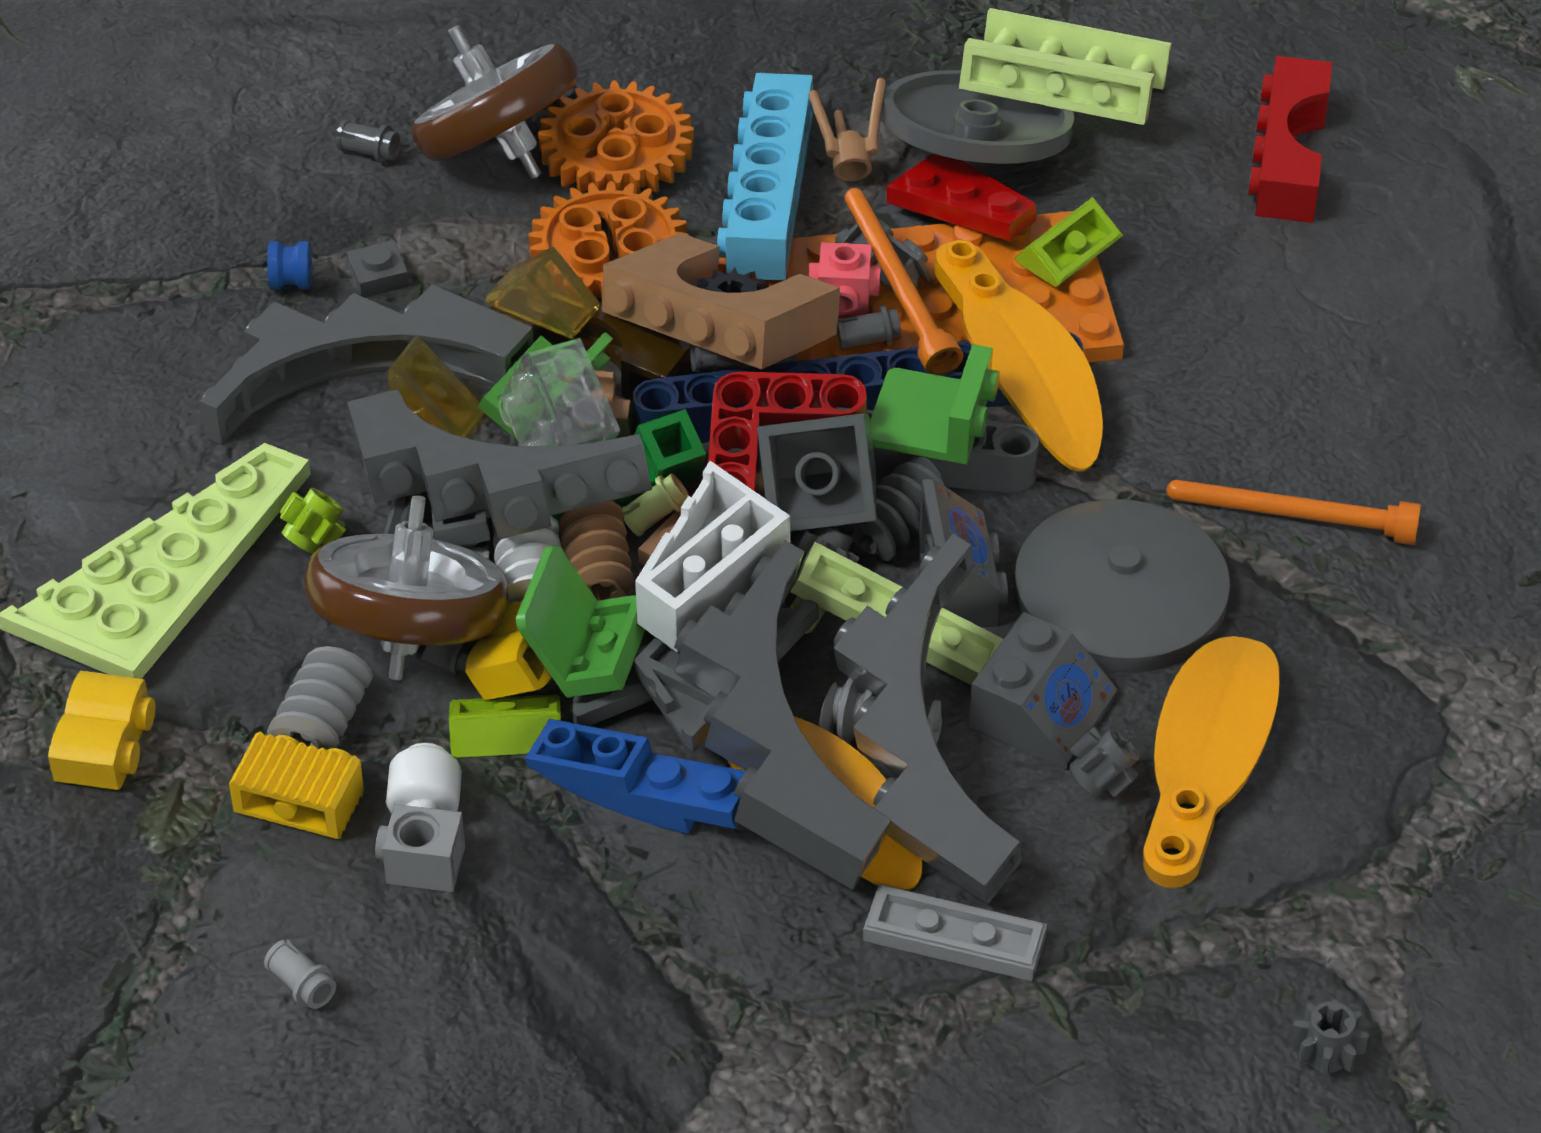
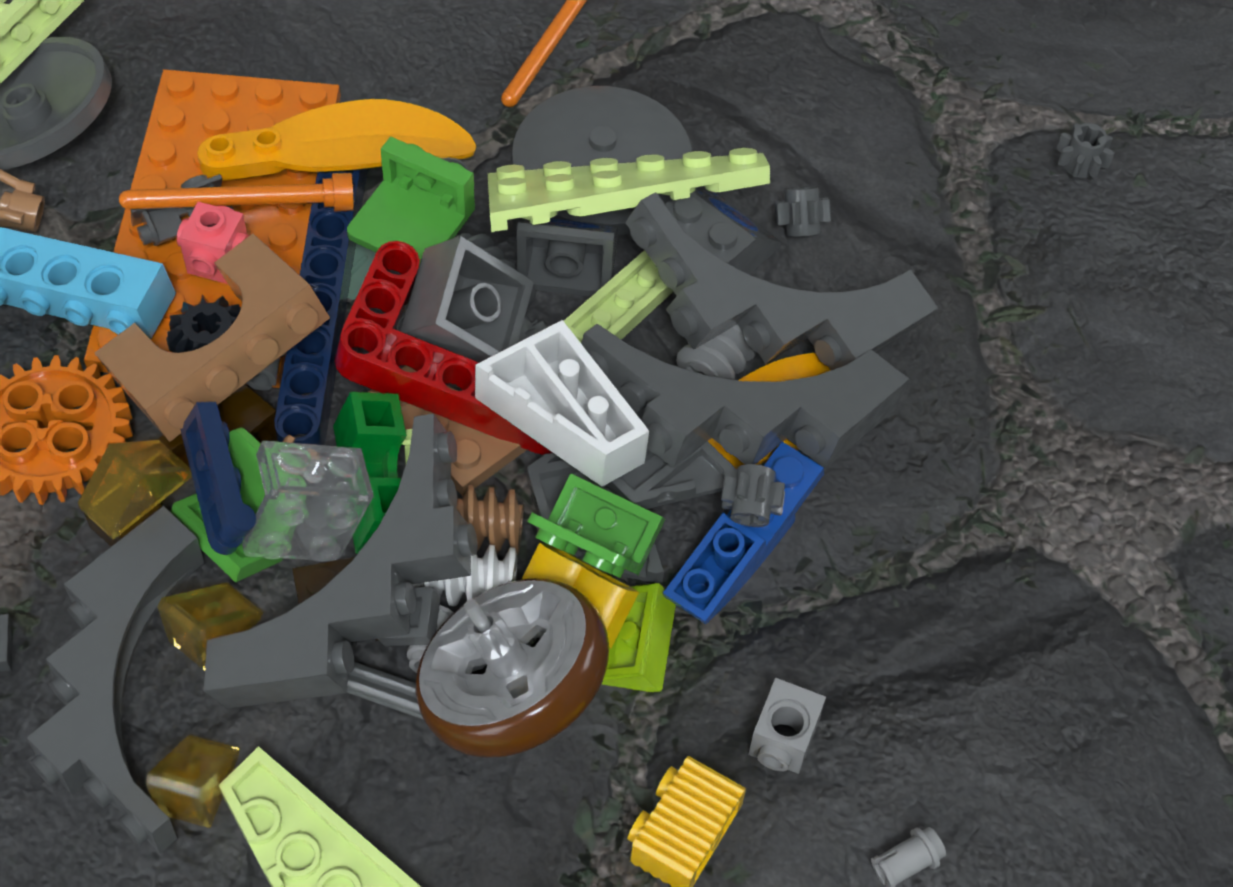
camera: 80 degrees left, 10 degrees up
(266, 417) = (189, 779): none -> clear yellow slope
(312, 520) = (346, 755): lime gear -> none
(322, 697) = (591, 785): light grey piece -> none
(424, 778) = (717, 712): white head -> none
(585, 323) = (216, 479): none -> dark blue plate
(658, 742) = (753, 495): none -> dark grey gear
(869, 329) = (274, 231): dark grey pin -> none
(955, 932) = (940, 355): light grey tile -> none
(962, 196) = (120, 142): red wing -> none
(1027, 546) = (615, 185): none -> yellowish green wing
(1070, 244) = (214, 83): lime slope -> none
(1207, 748) = (797, 144): light orange plant -> none

